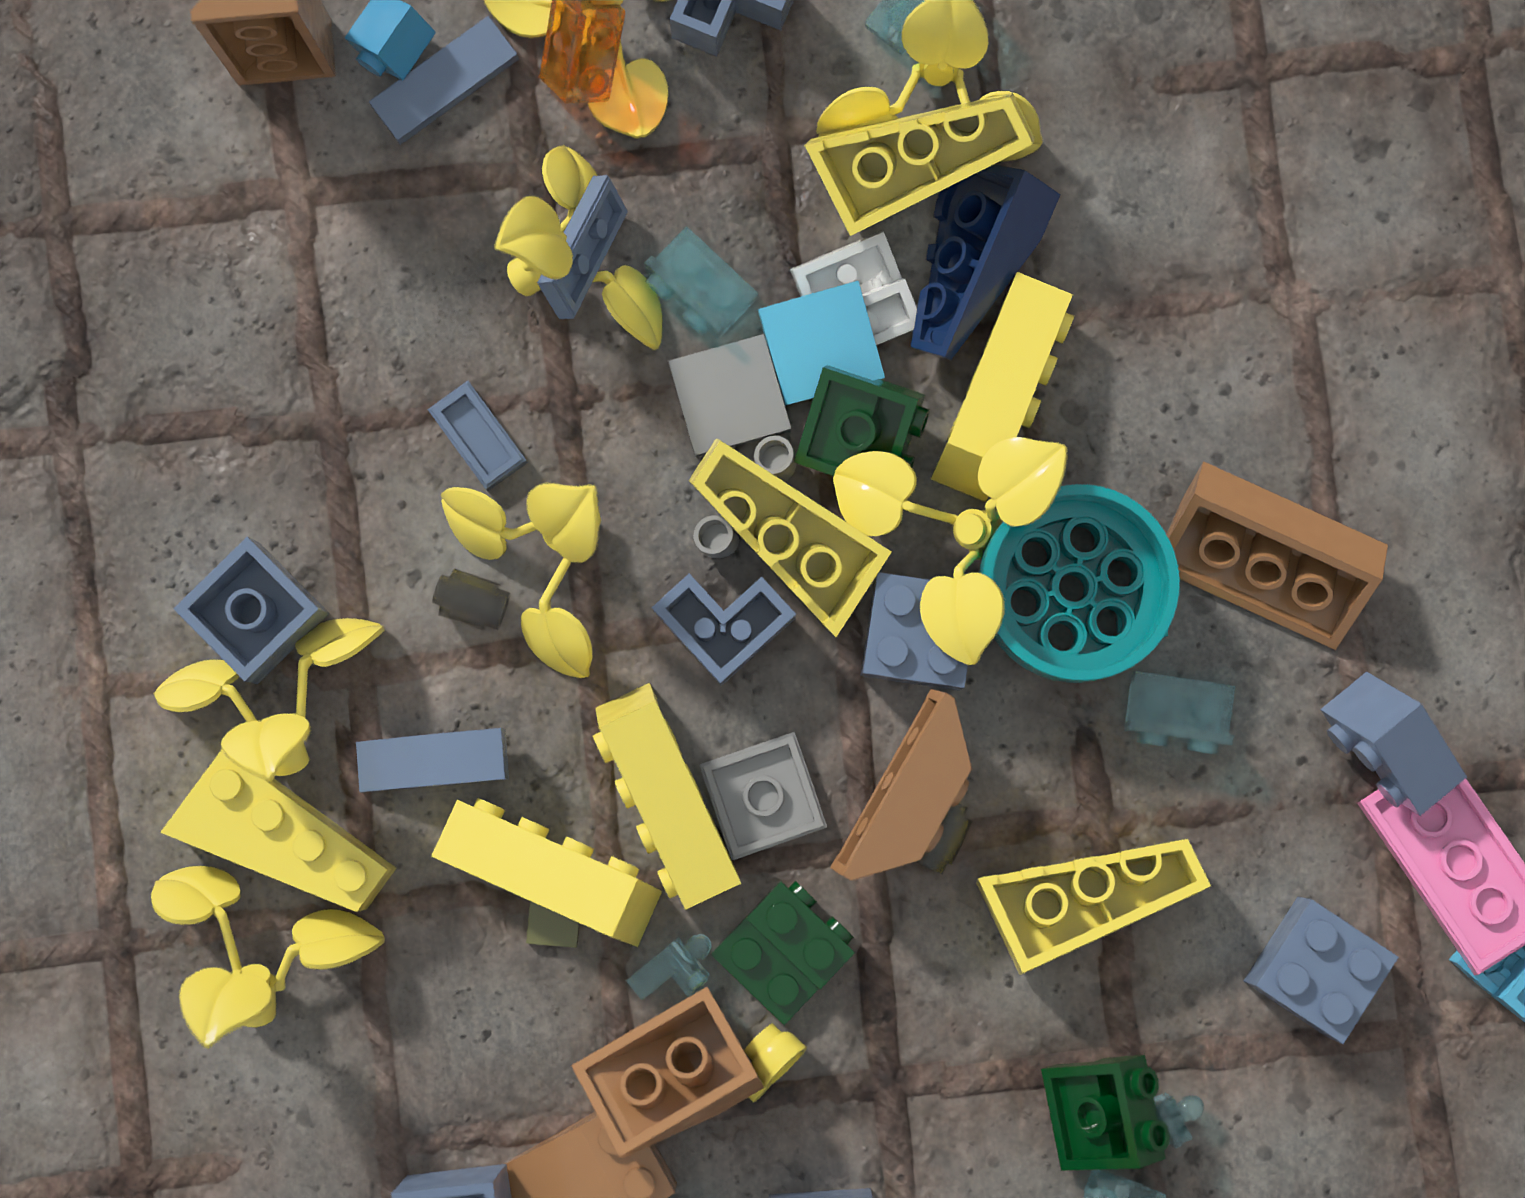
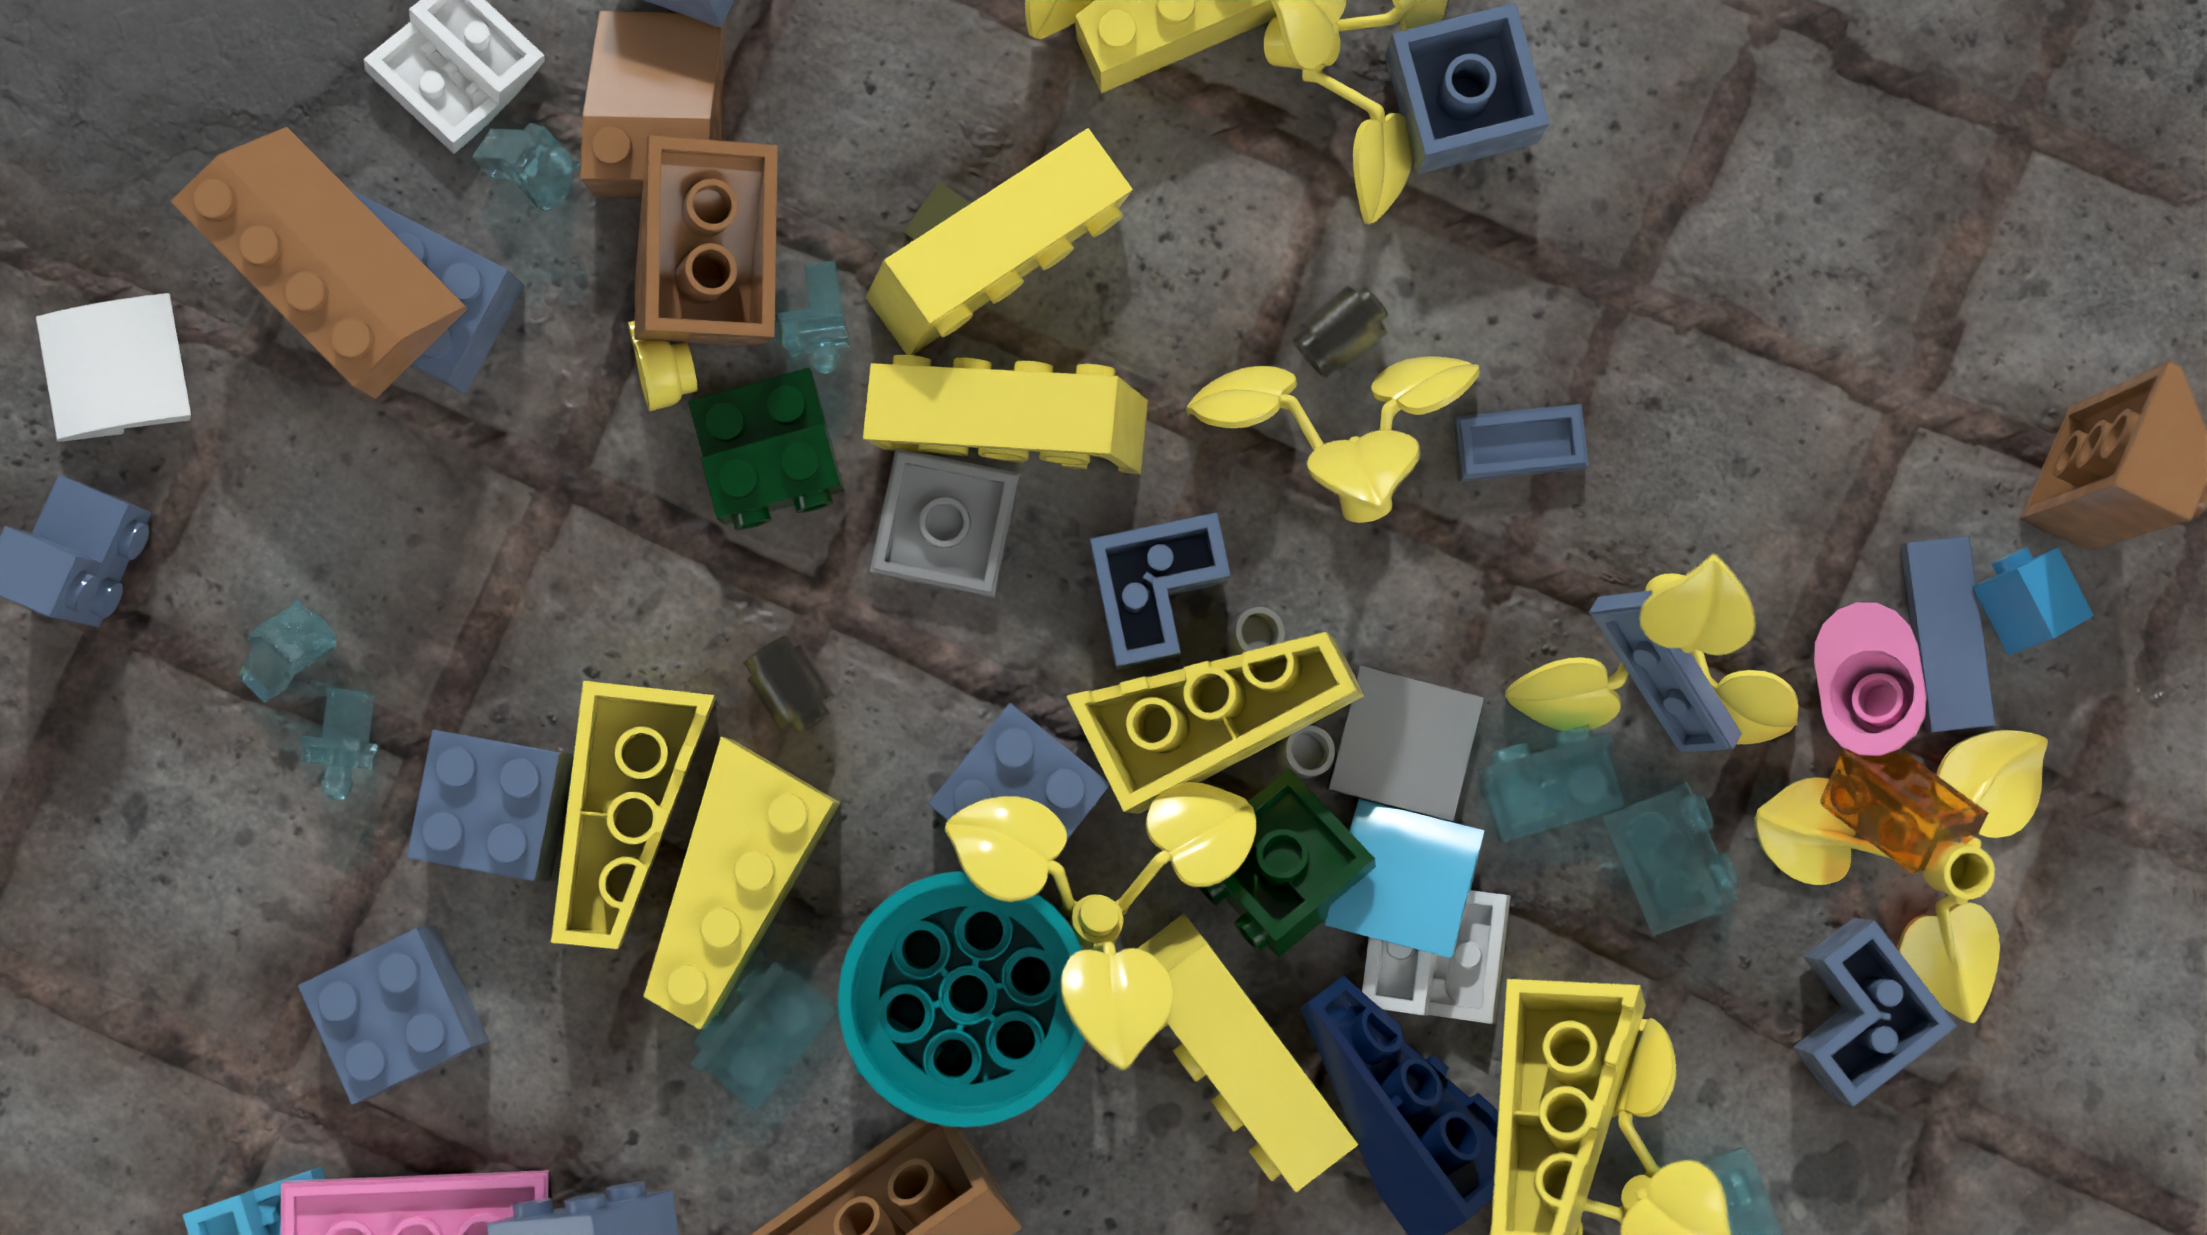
camera: 125 degrees right, 0 degrees up
(432, 760) = (1190, 193): sand blue slope -> none
(507, 111) = (1869, 679): none -> bright pink piece
(702, 175) = (1672, 858): none -> clear light blue bracket
(912, 794) = (843, 673): medium nougat wedge -> none
(1080, 793) = (737, 870): none -> light yellow wedge
(1105, 1114) = (383, 684): dark green plate -> none
(1142, 989) = (491, 806): none -> sand blue brick

